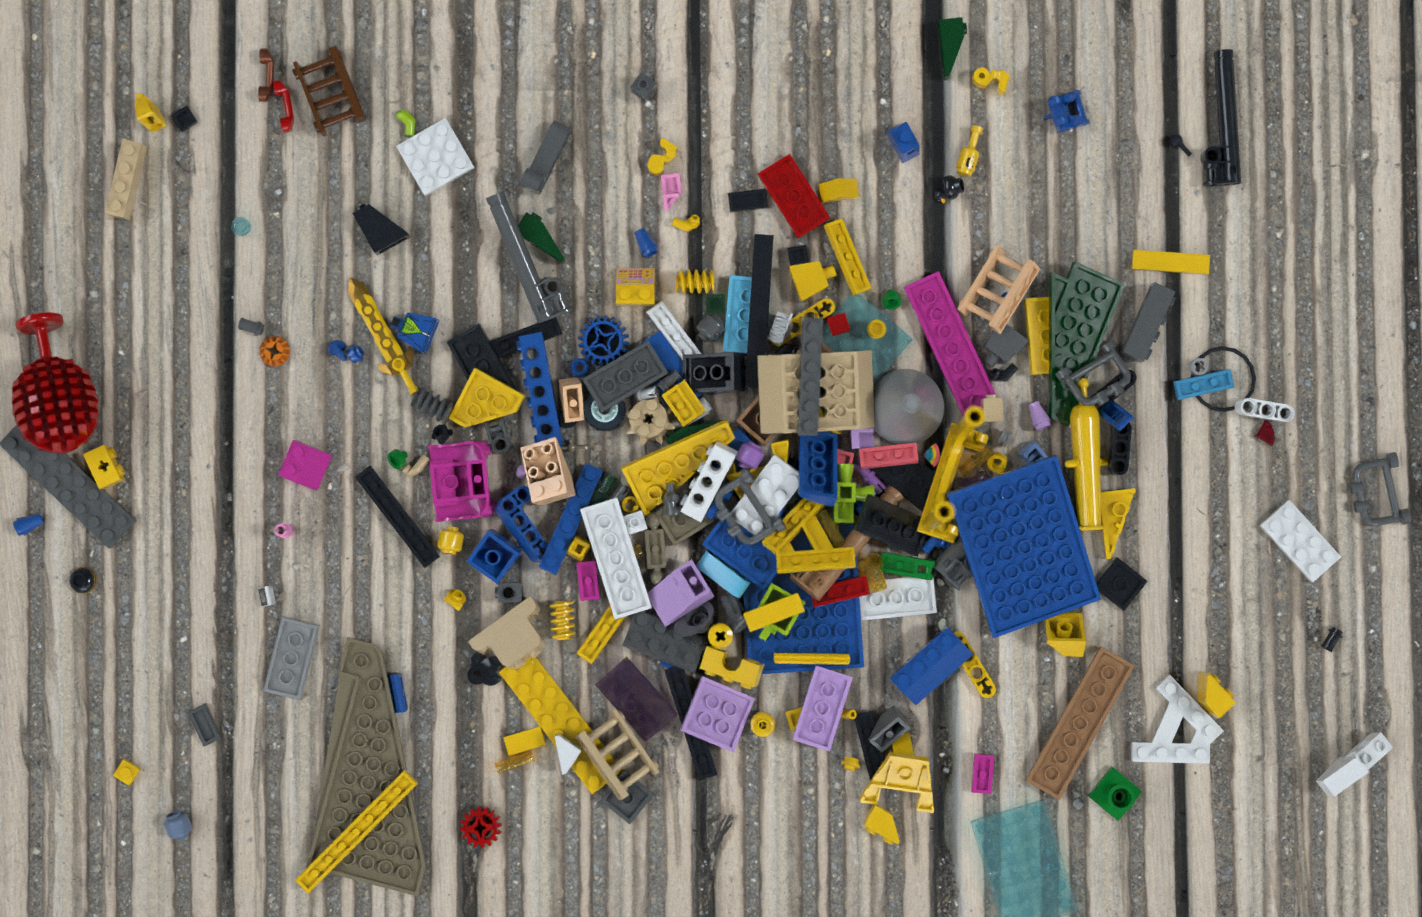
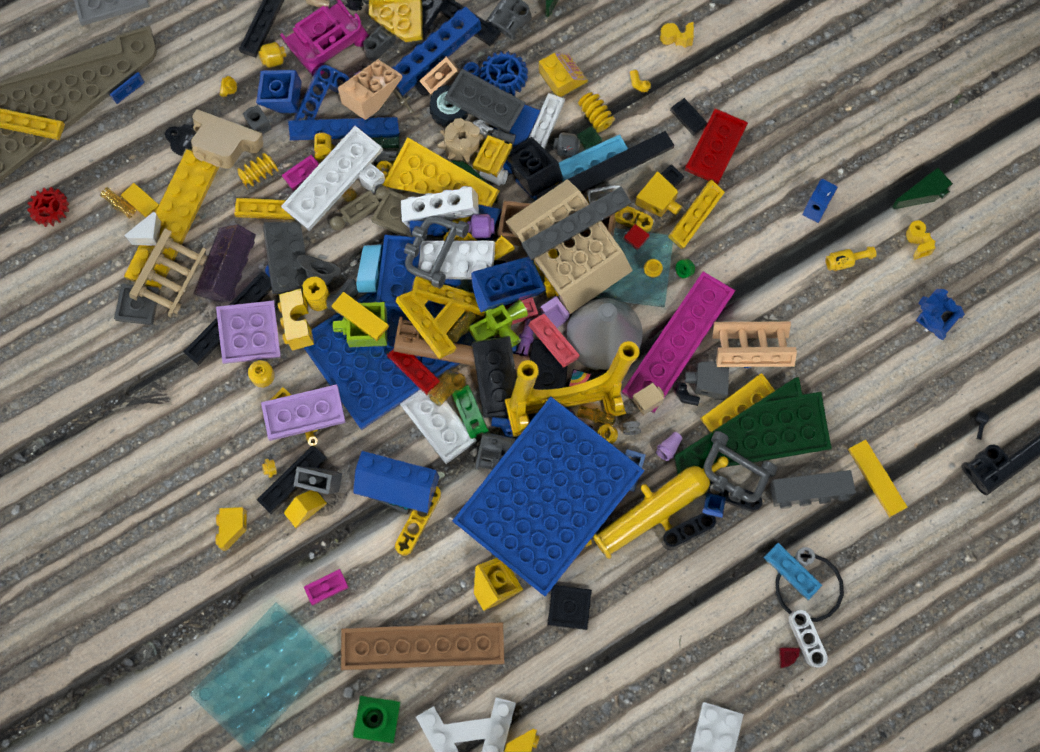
camera: 55 degrees right, 15 degrees down
(646, 244) = (601, 62): blue cone -> none
(671, 188) = (658, 56): bright pink slope -> none
(671, 500) = (405, 191): dark grey piece -> none
(679, 593) = (335, 244): lavender slope -> none
(811, 658) = (341, 379): yellow axle -> none
(838, 190) = (746, 177): yellow slope -> none
(902, 773) = (285, 515): yellow wing -> none
(951, 190) = (809, 261): black animal -> none
(1113, 513) = (630, 560): yellow wing -> none

